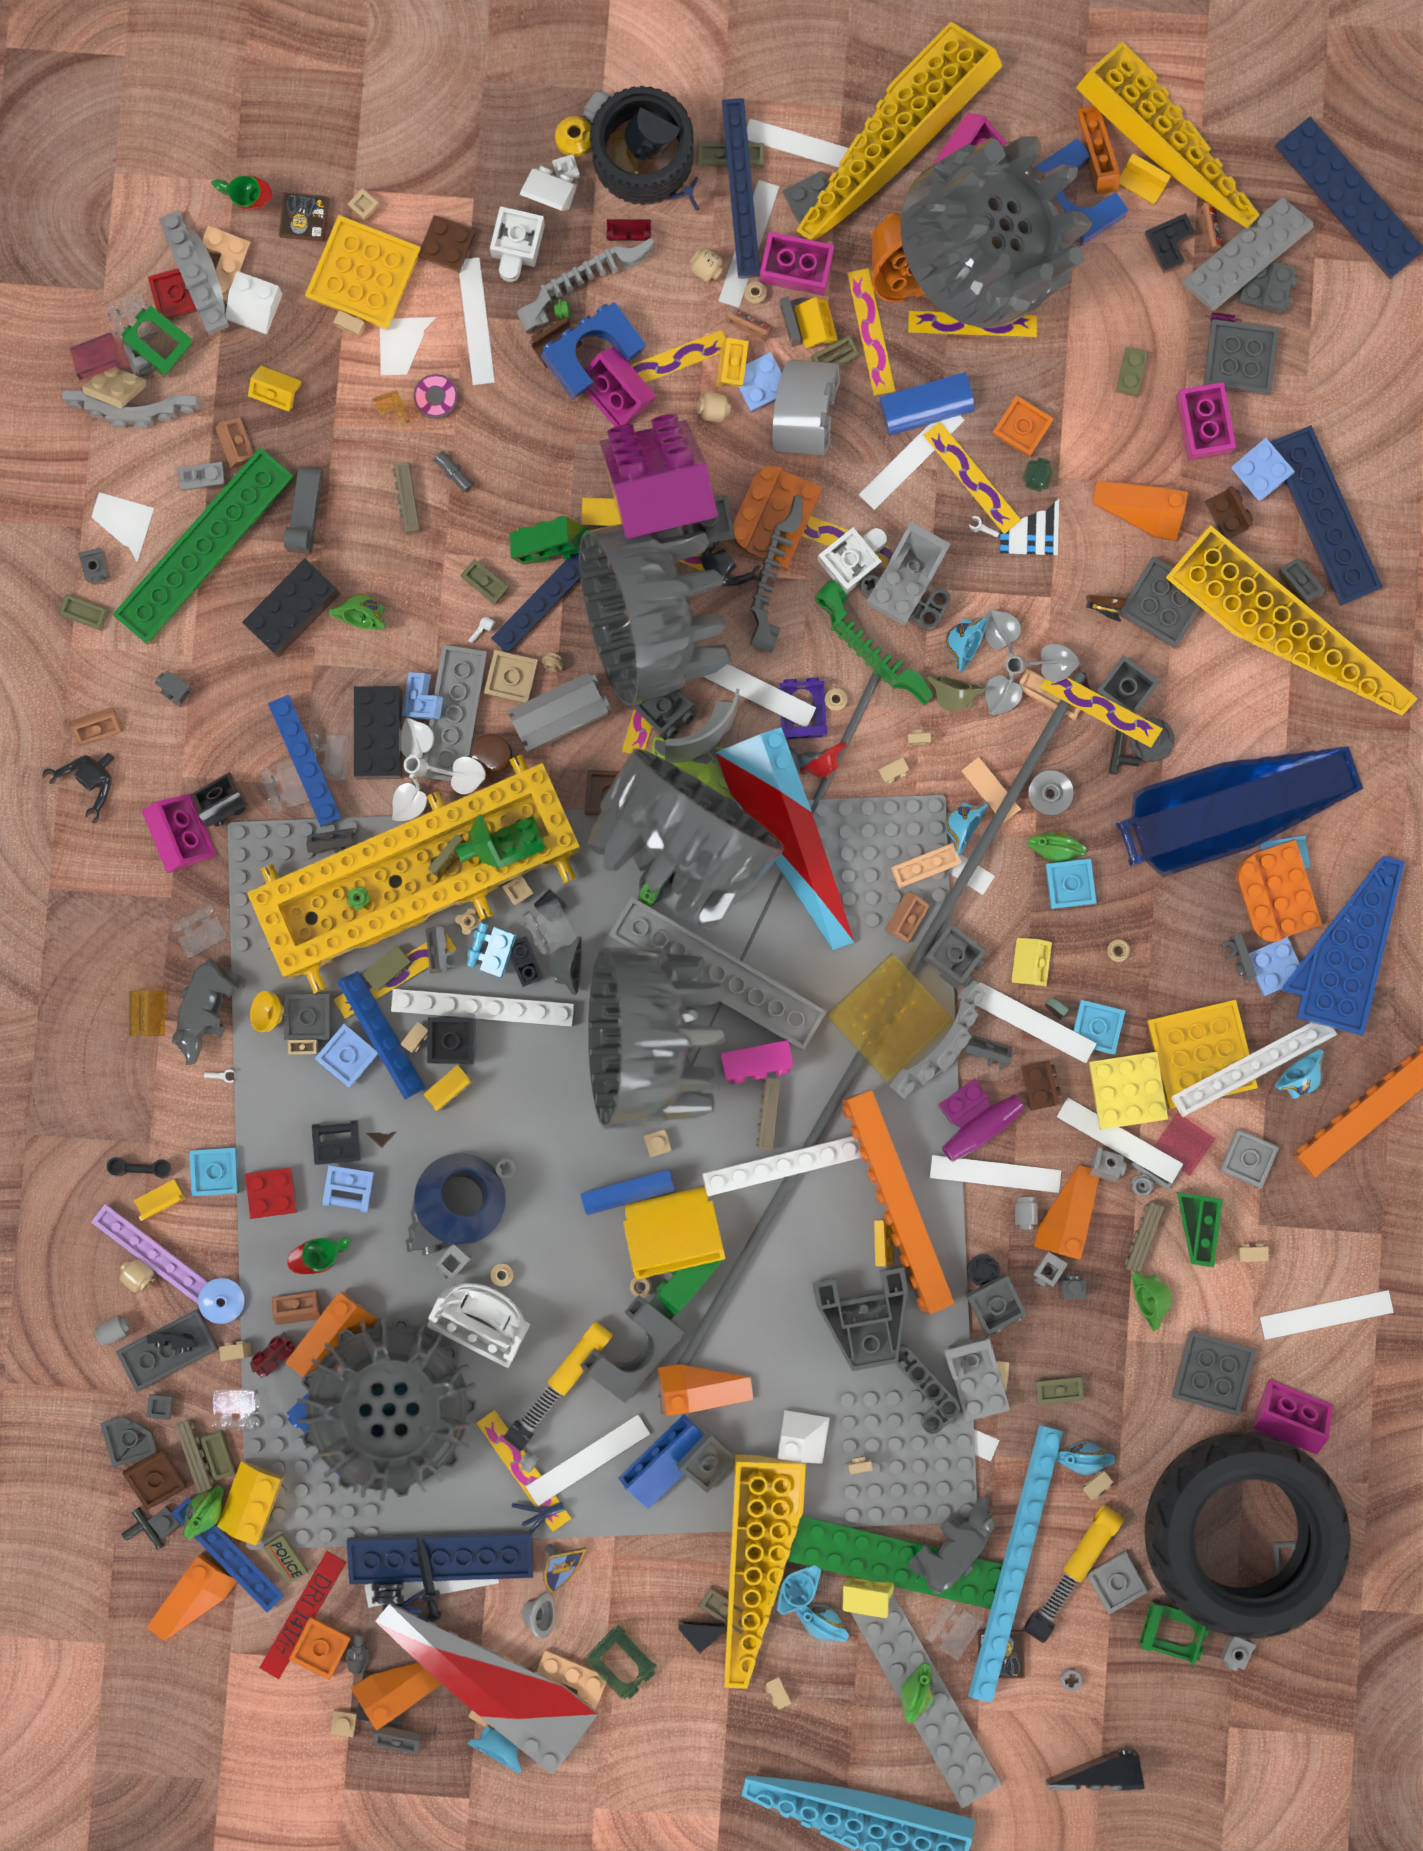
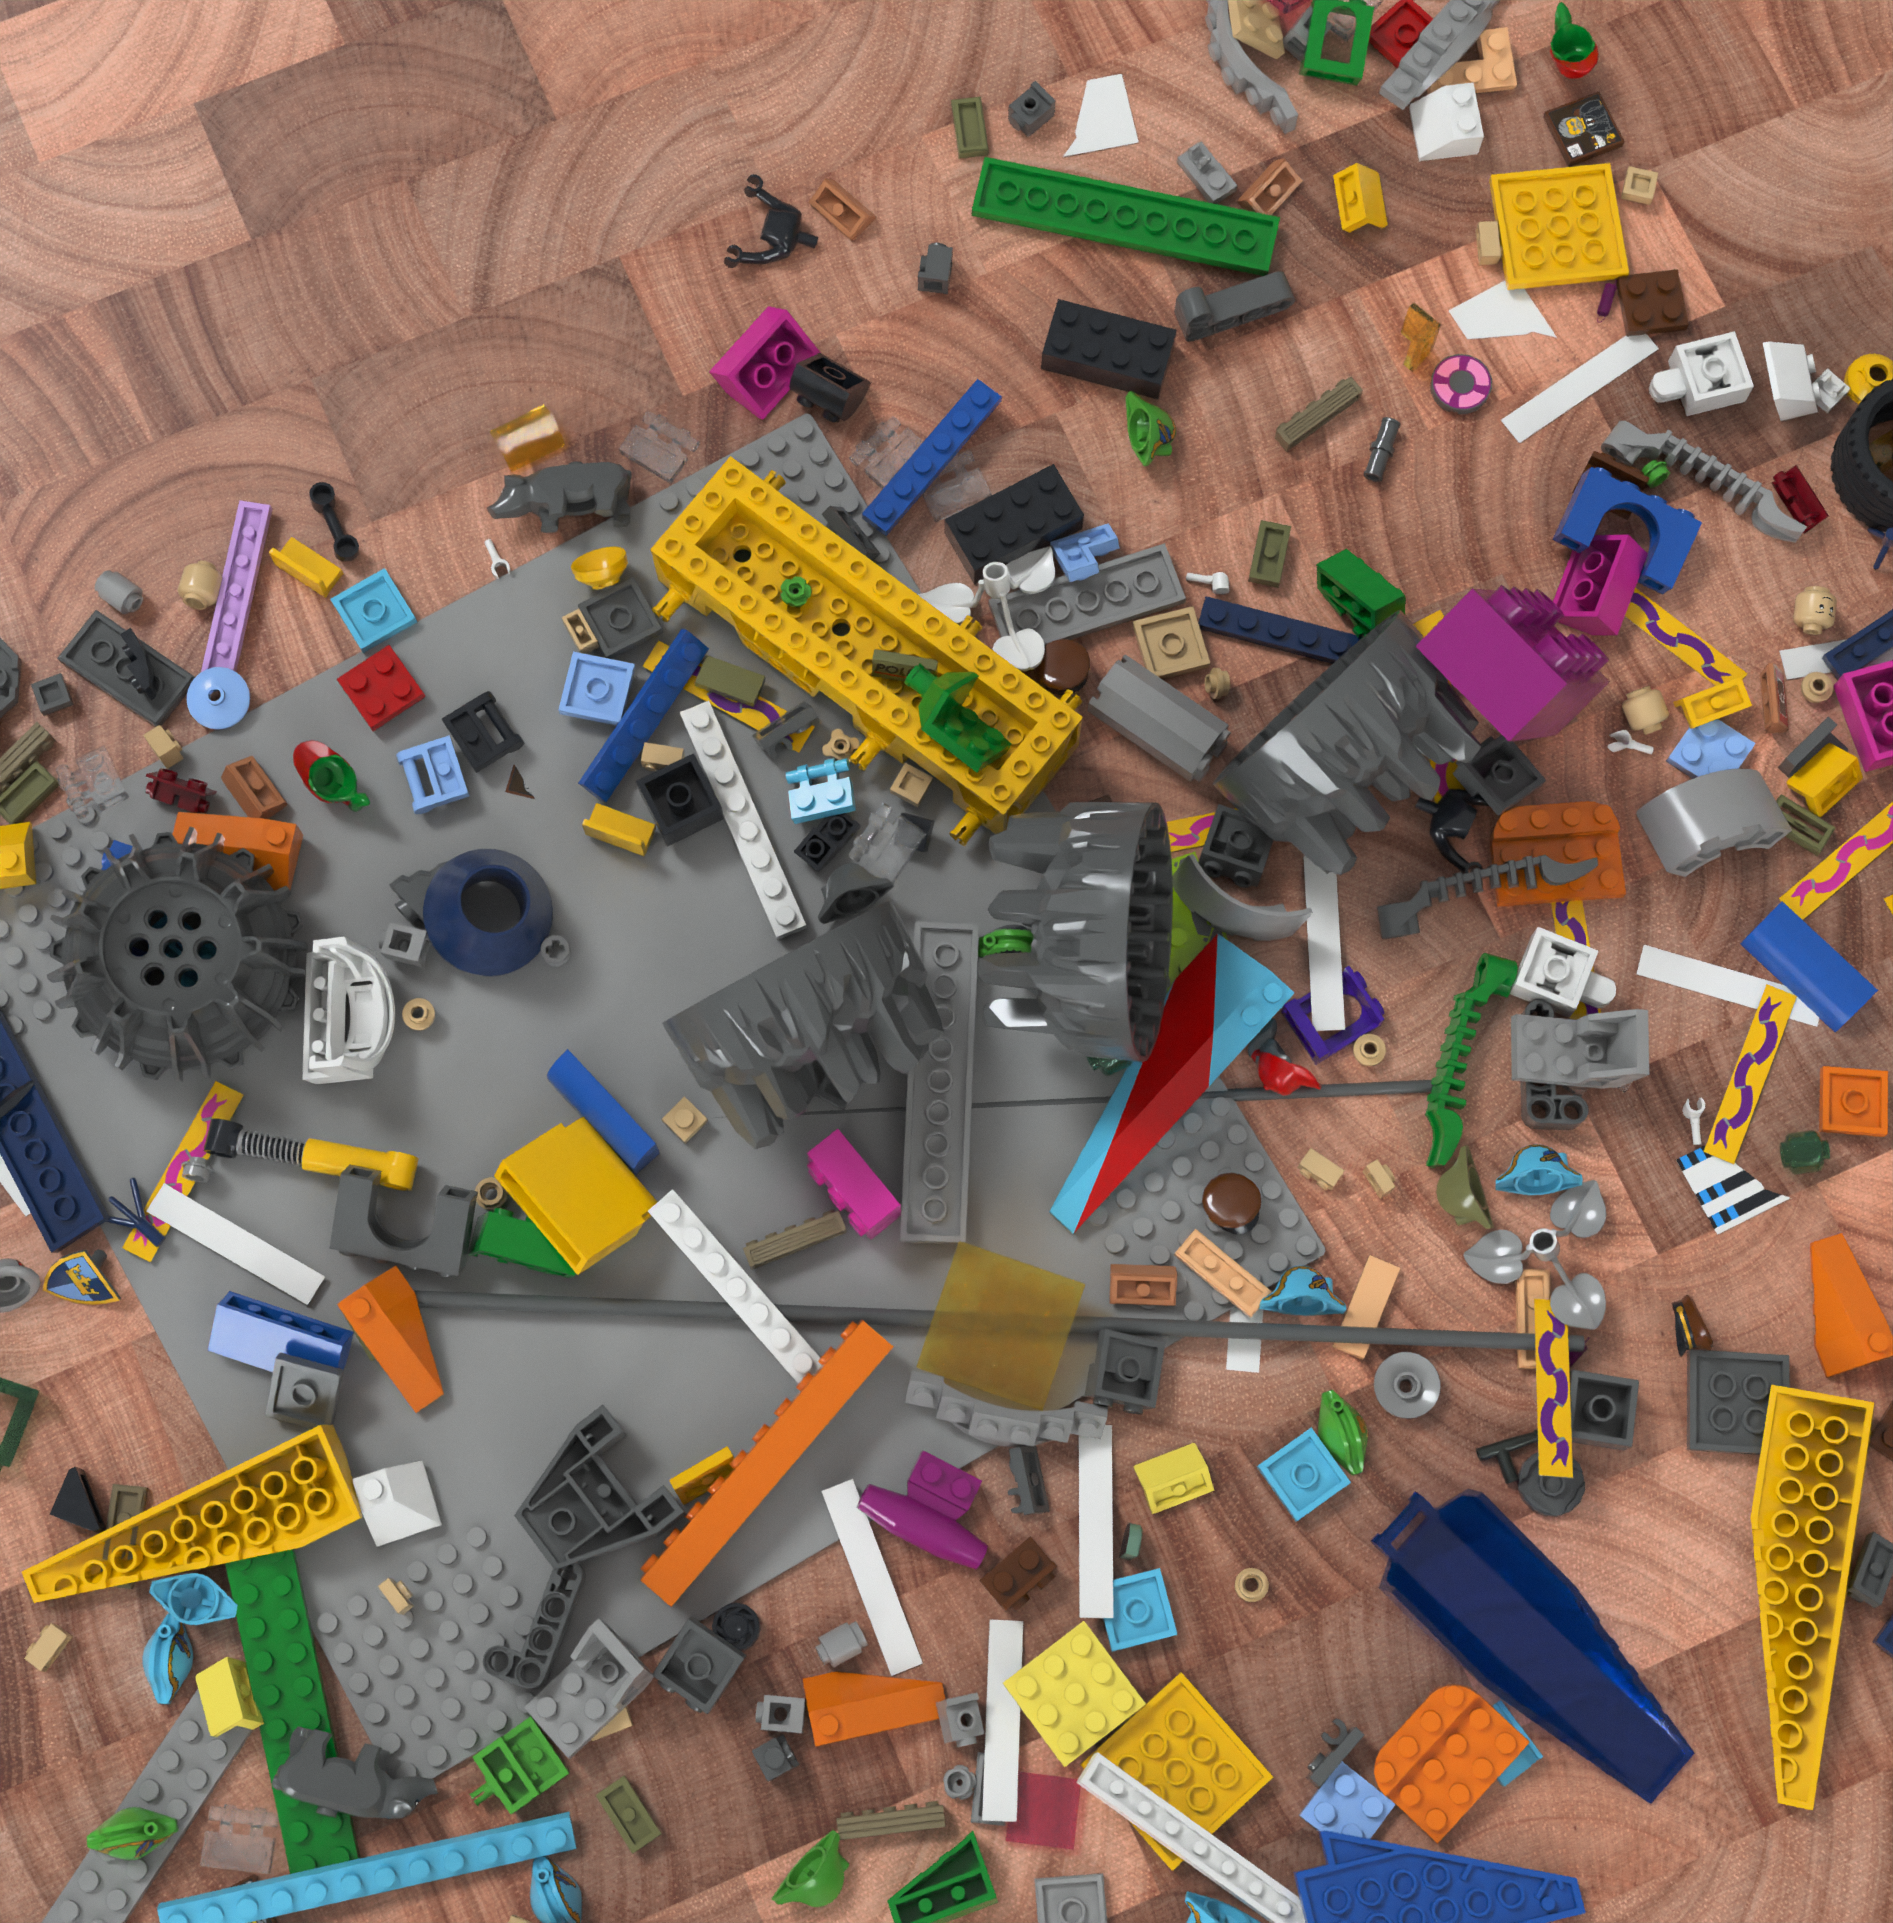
camera: 60 degrees right, 10 degrees down
(428, 270) = (1606, 299): none -> magenta piece
(726, 431) = (1625, 741): none -> white hand
(887, 836) = (1232, 1202): none -> reddish brown piece
(998, 1442) = (519, 1766): none -> bright green plate

